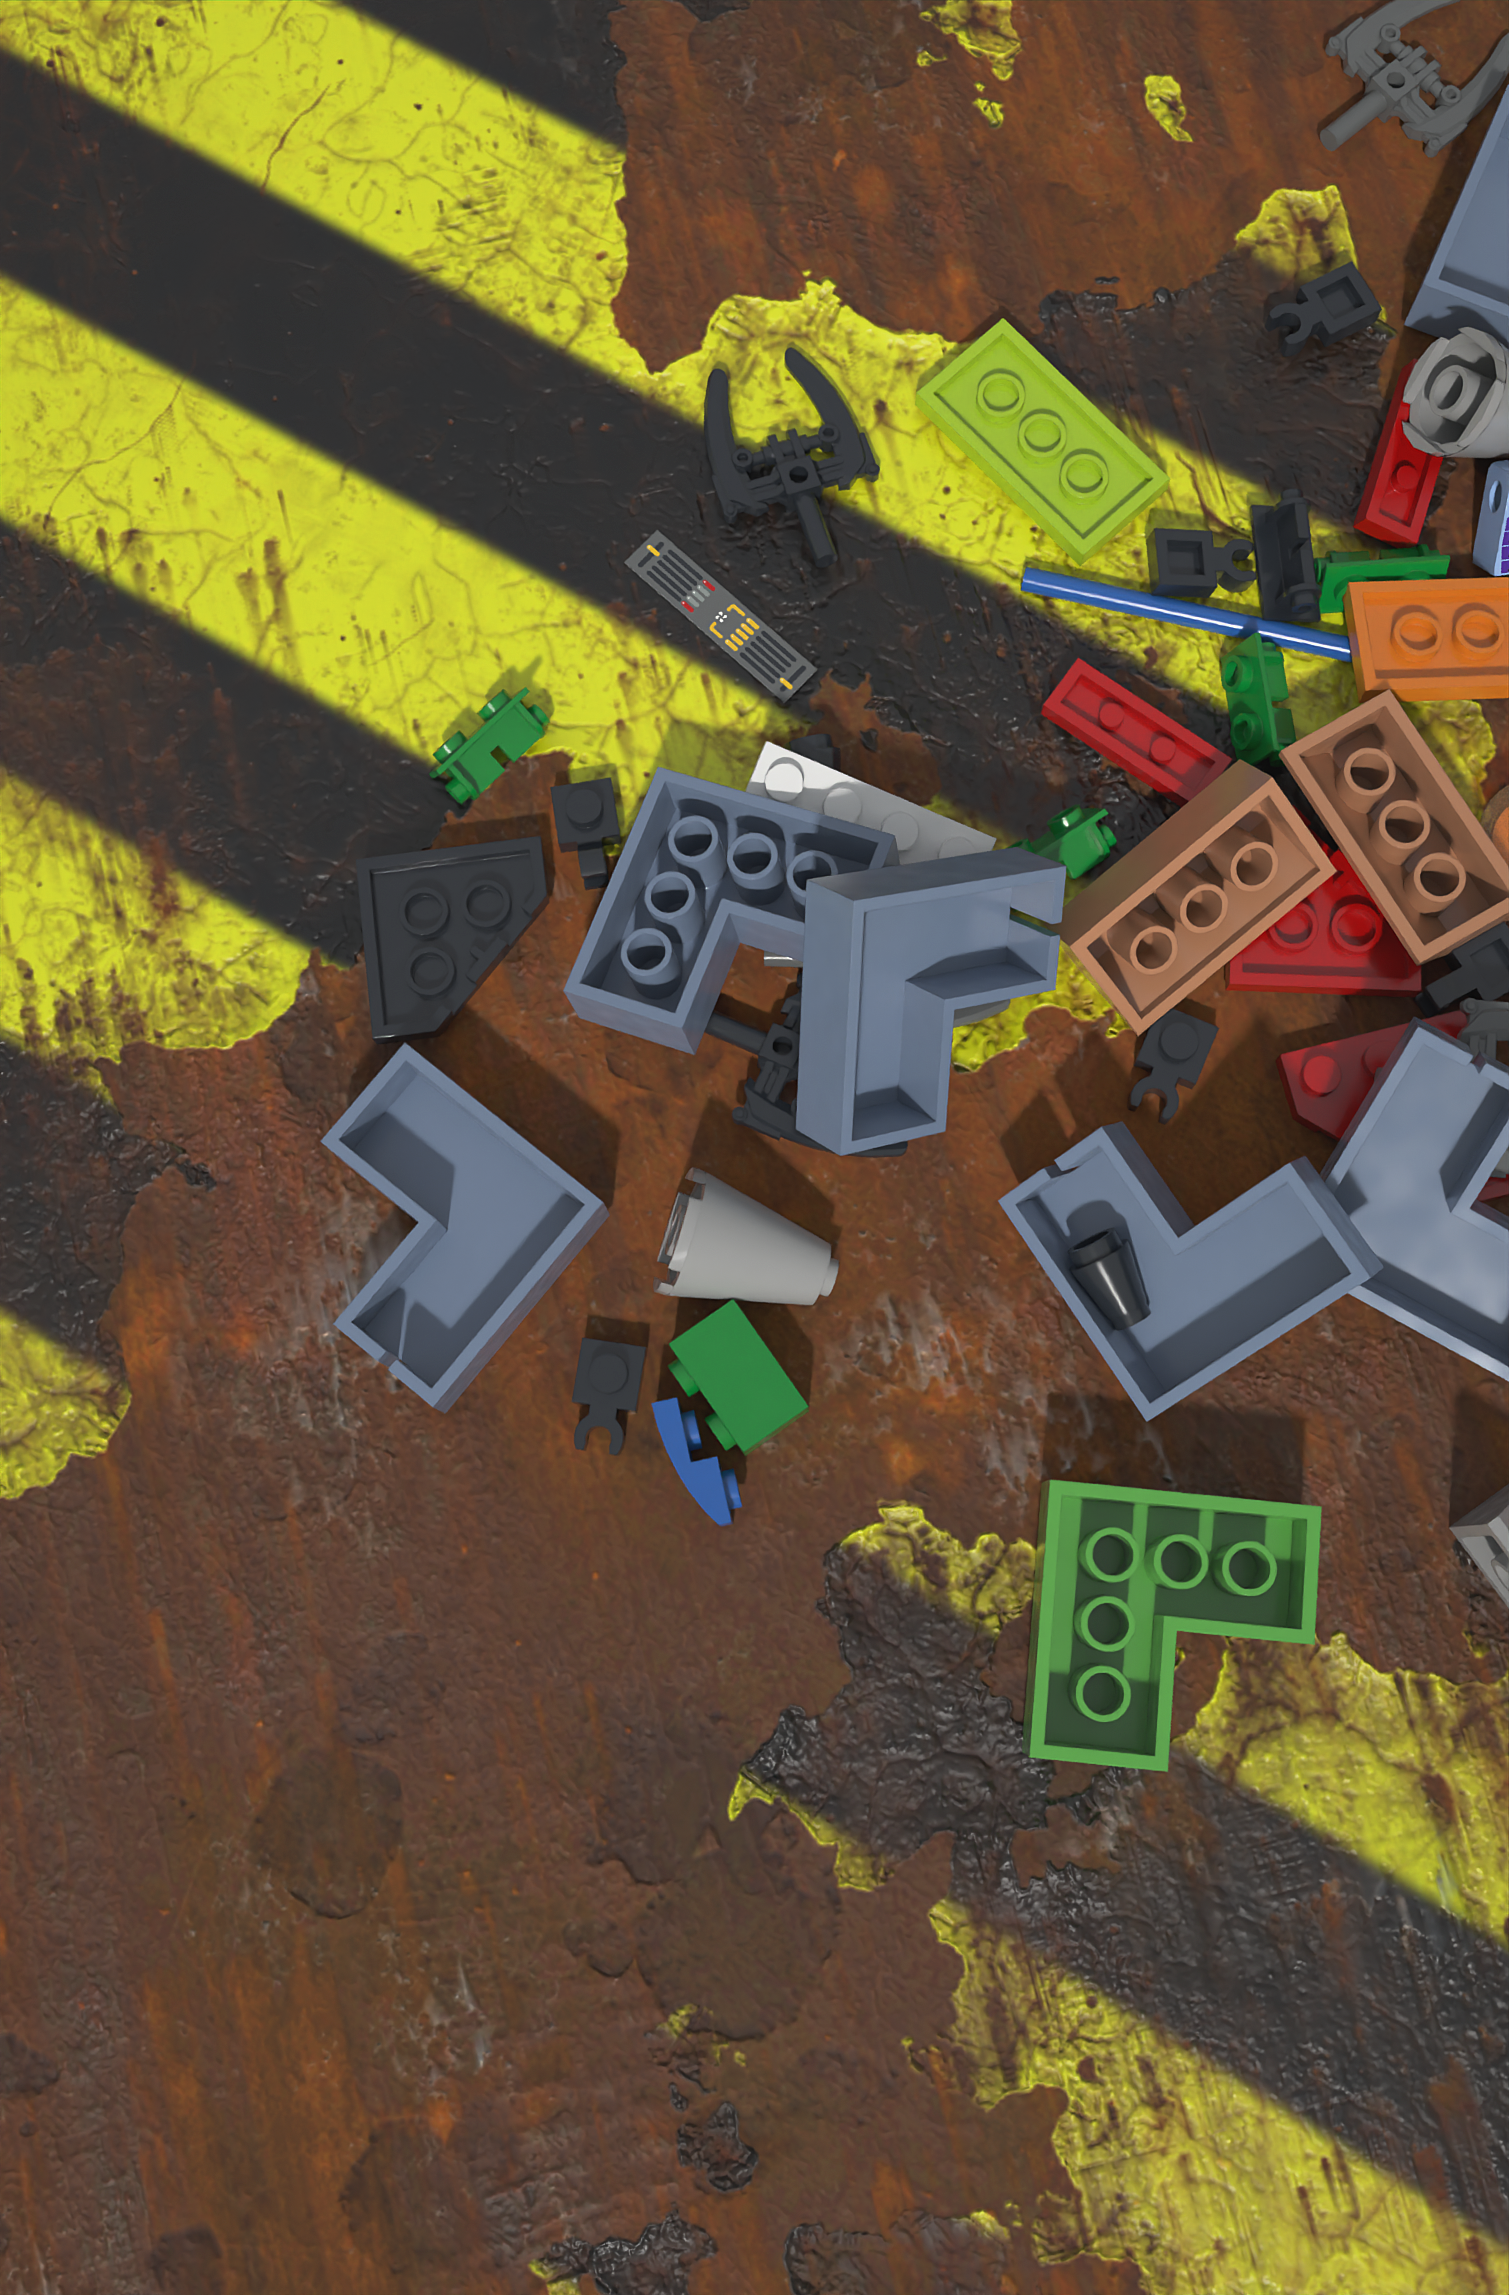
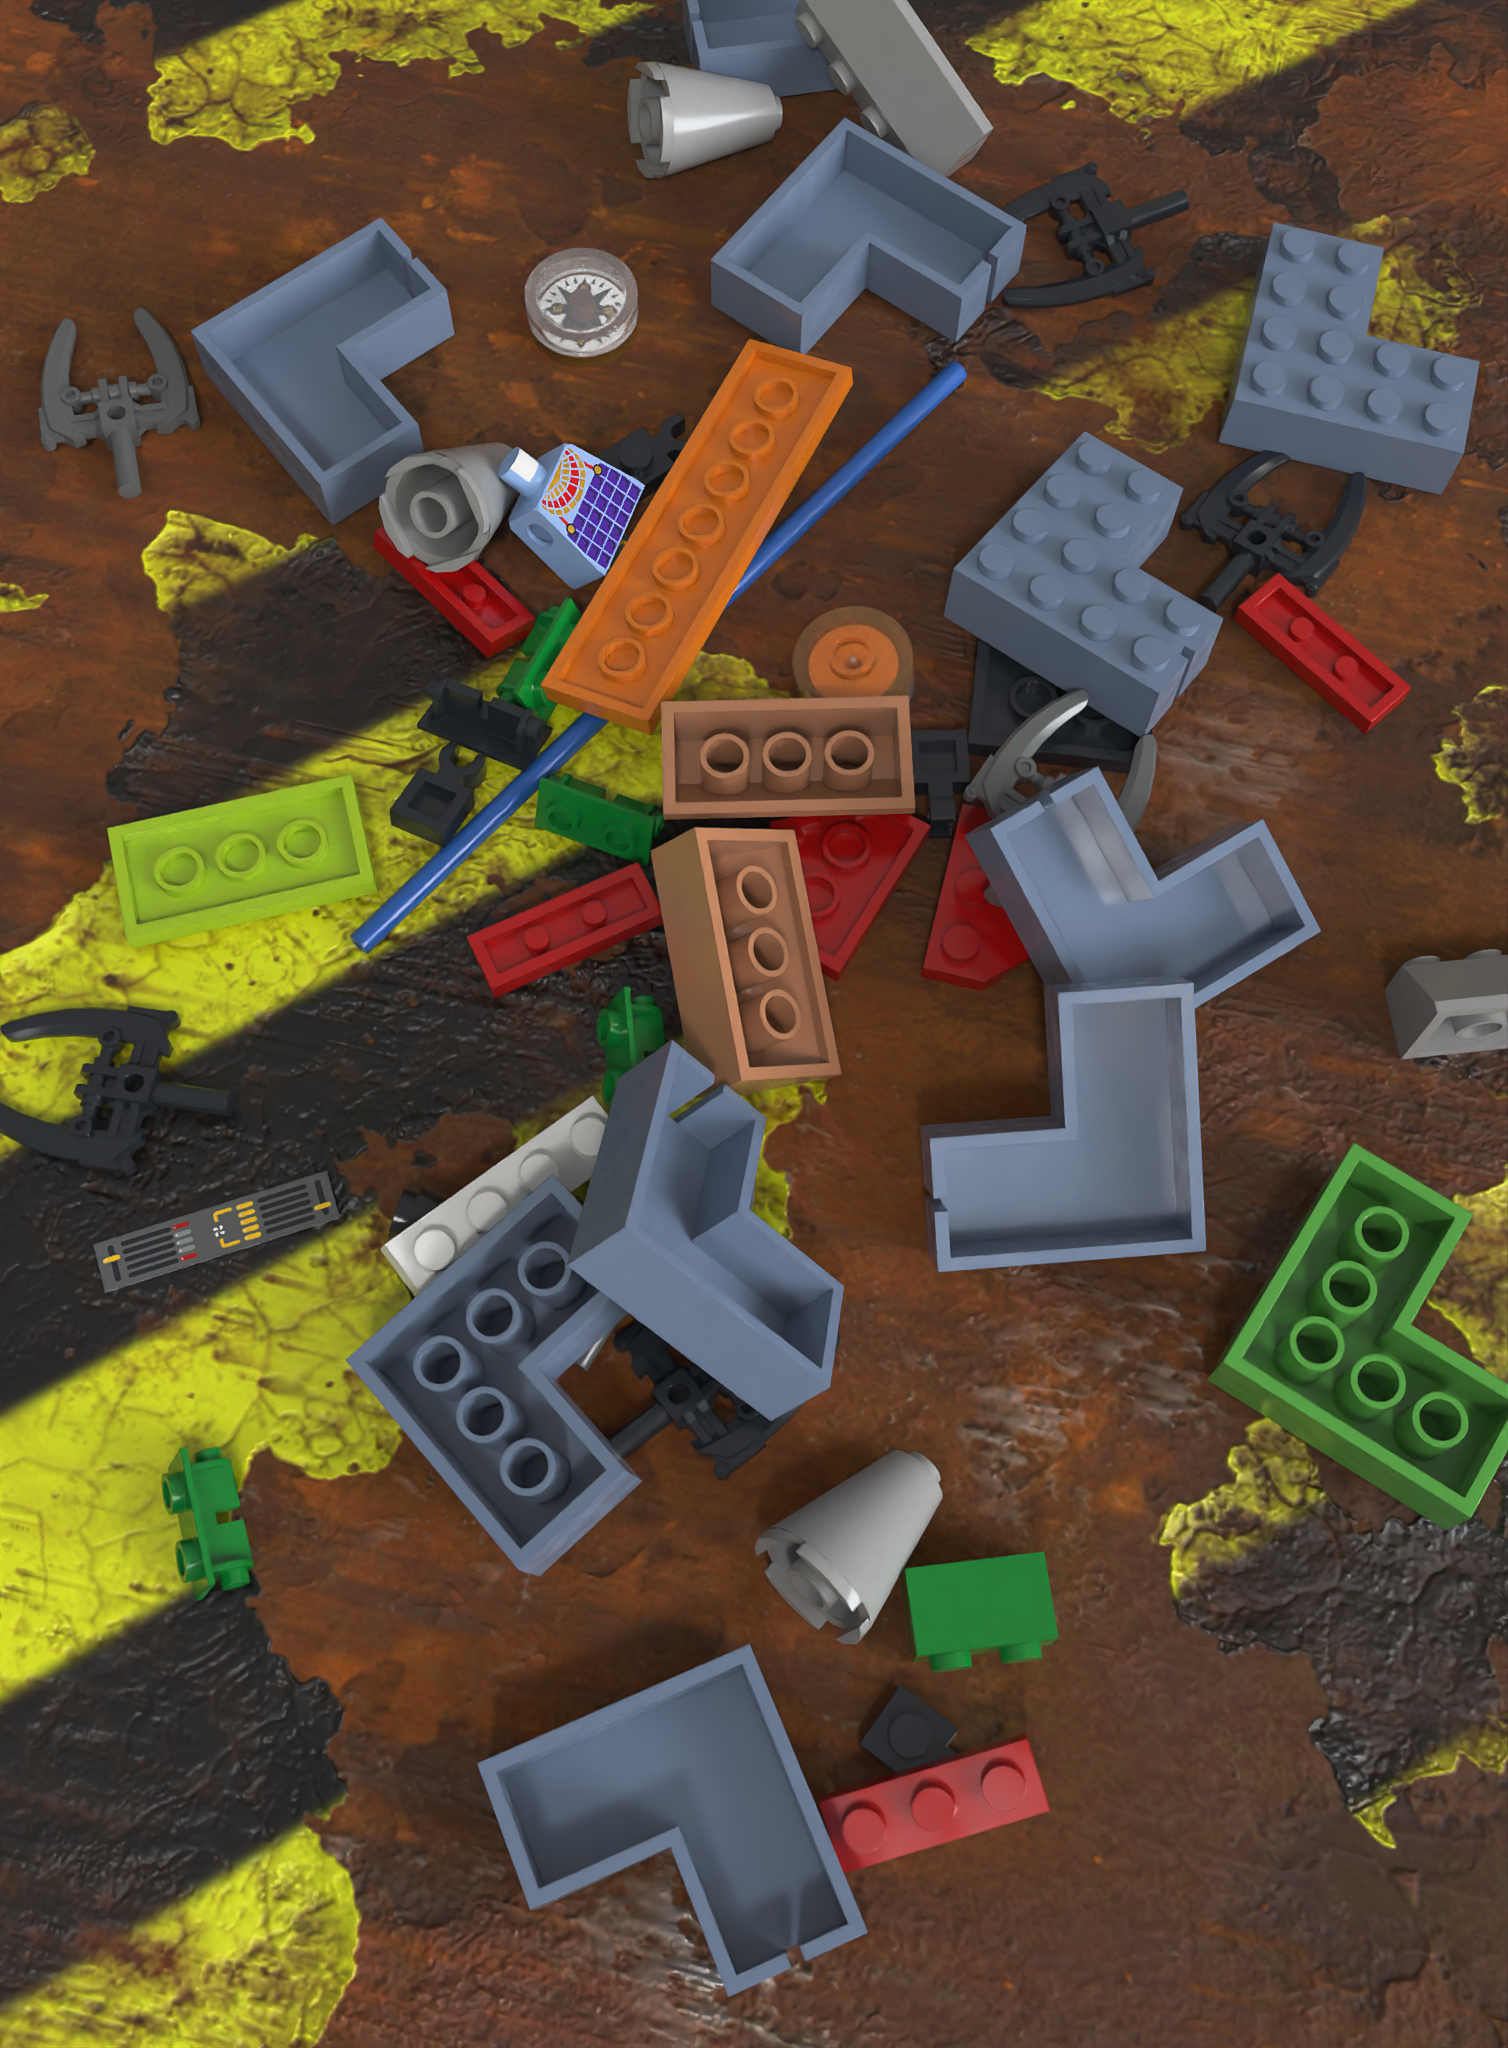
camera: 70 degrees left, 10 degrees down
(442, 927) = (367, 1669): black plate -> none
(566, 1419) = (934, 1803): none -> red plate
(586, 823) = (346, 1464): black plate -> none
(709, 1485) = (1060, 1693): blue slope -> none
(1110, 1277) = (1055, 1213): black cone -> none
(1172, 1054) = (873, 1055): black plate -> none
(1326, 307) = (279, 569): black plate -> none

